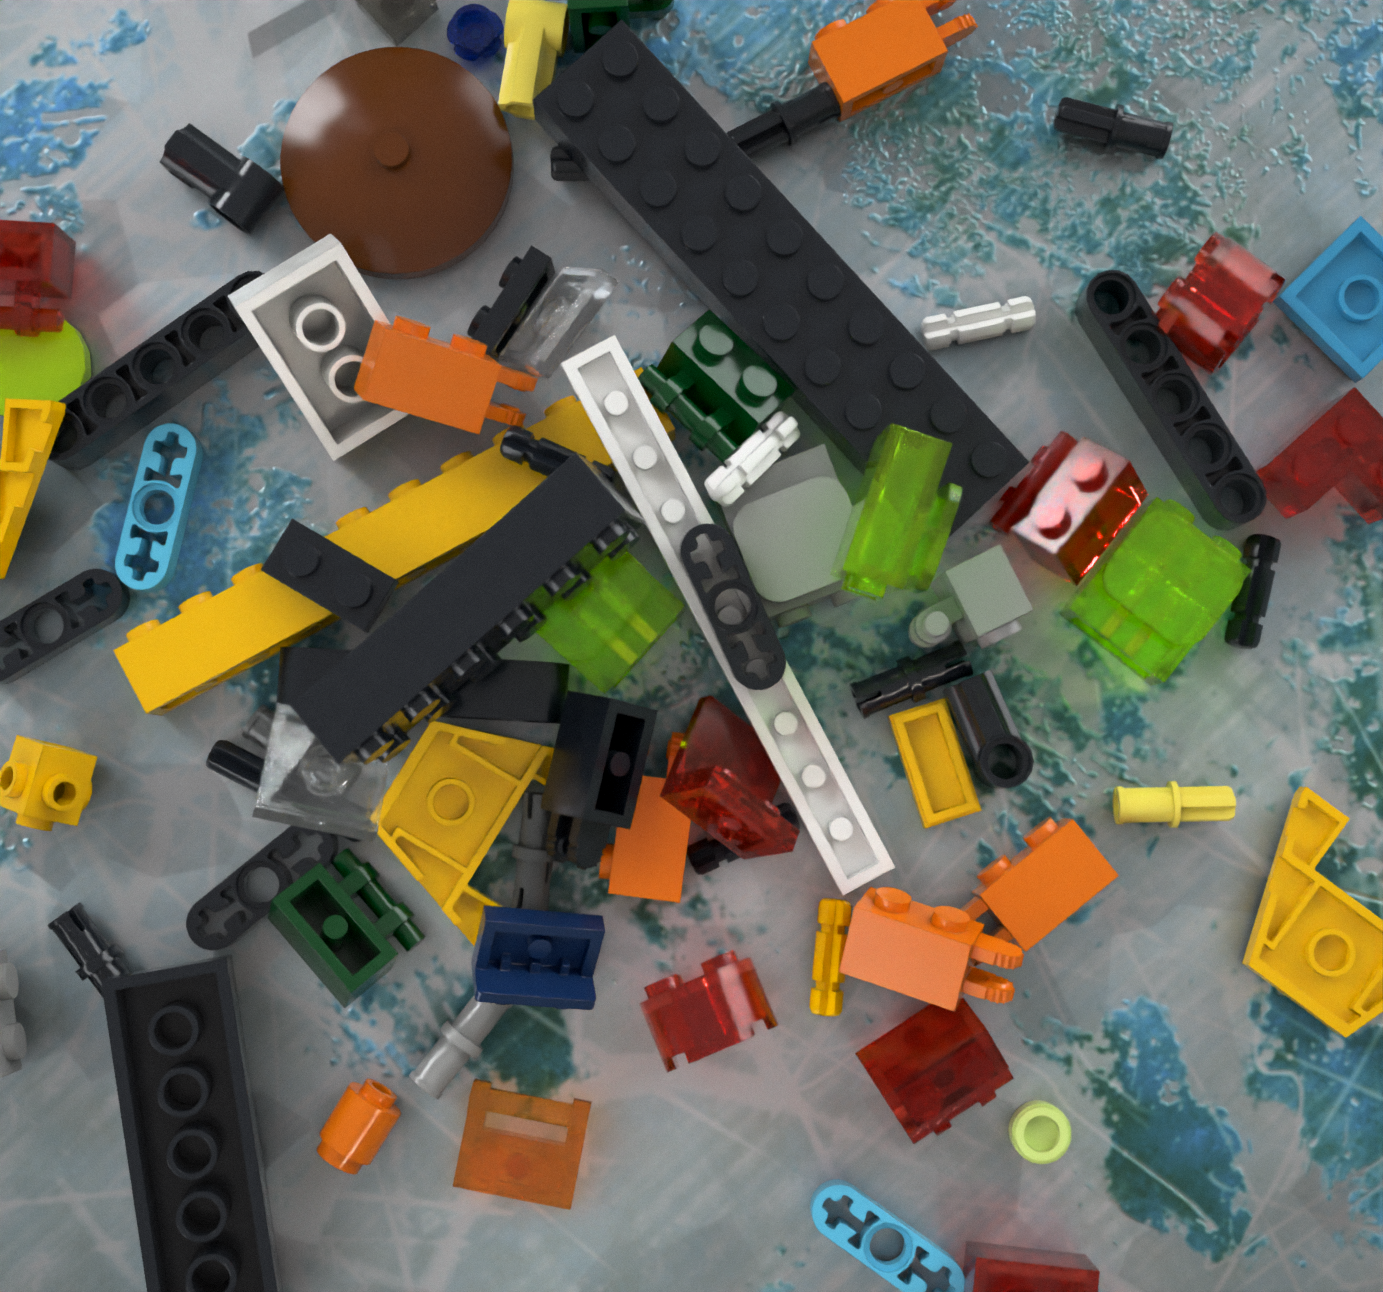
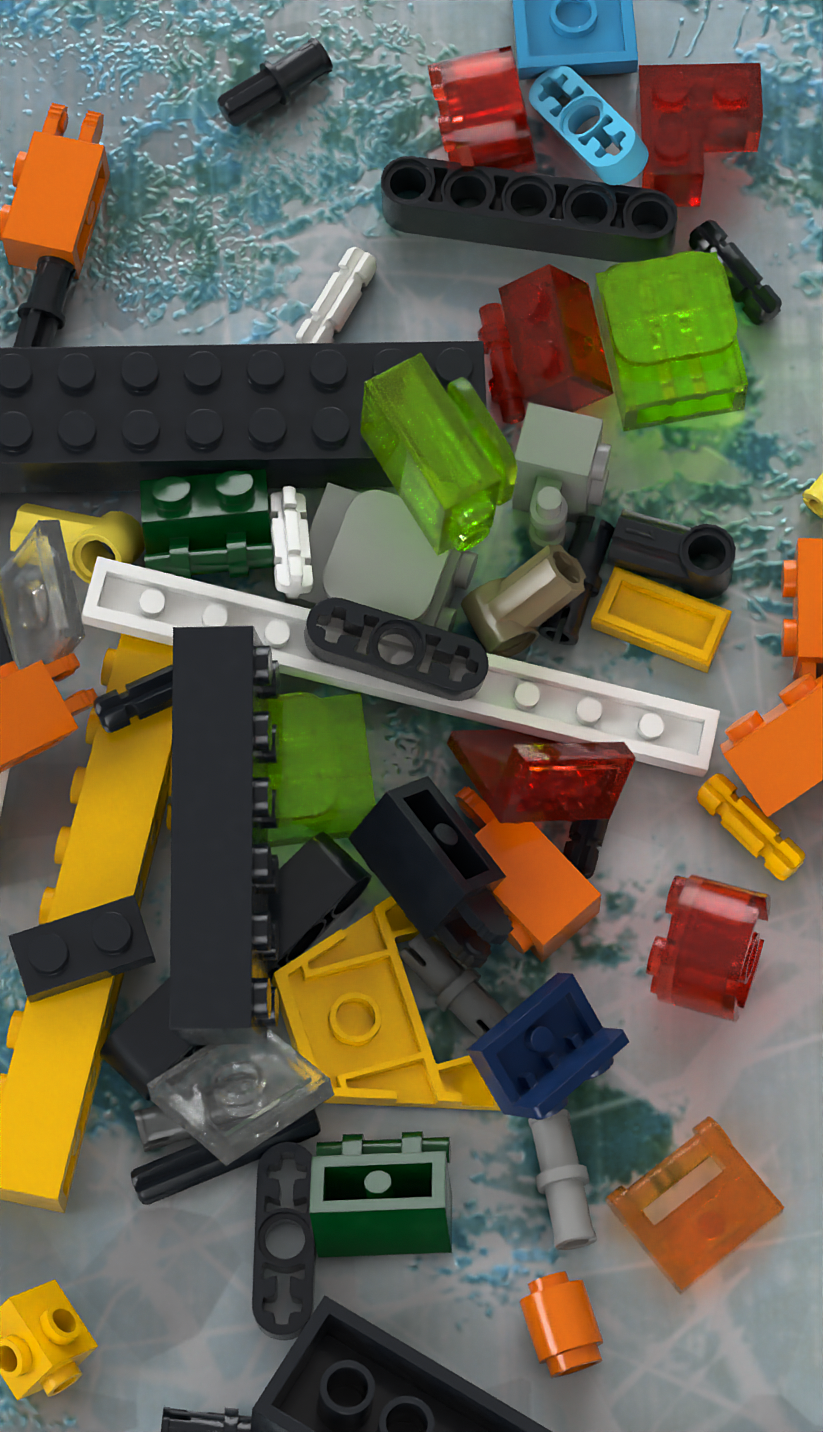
camera: 45 degrees left, 15 degrees down
(635, 312) = (85, 535): none -> light yellow piece
(847, 655) = (512, 607): none -> dark tan piece
(1283, 408) = (592, 144): none -> medium azure beam

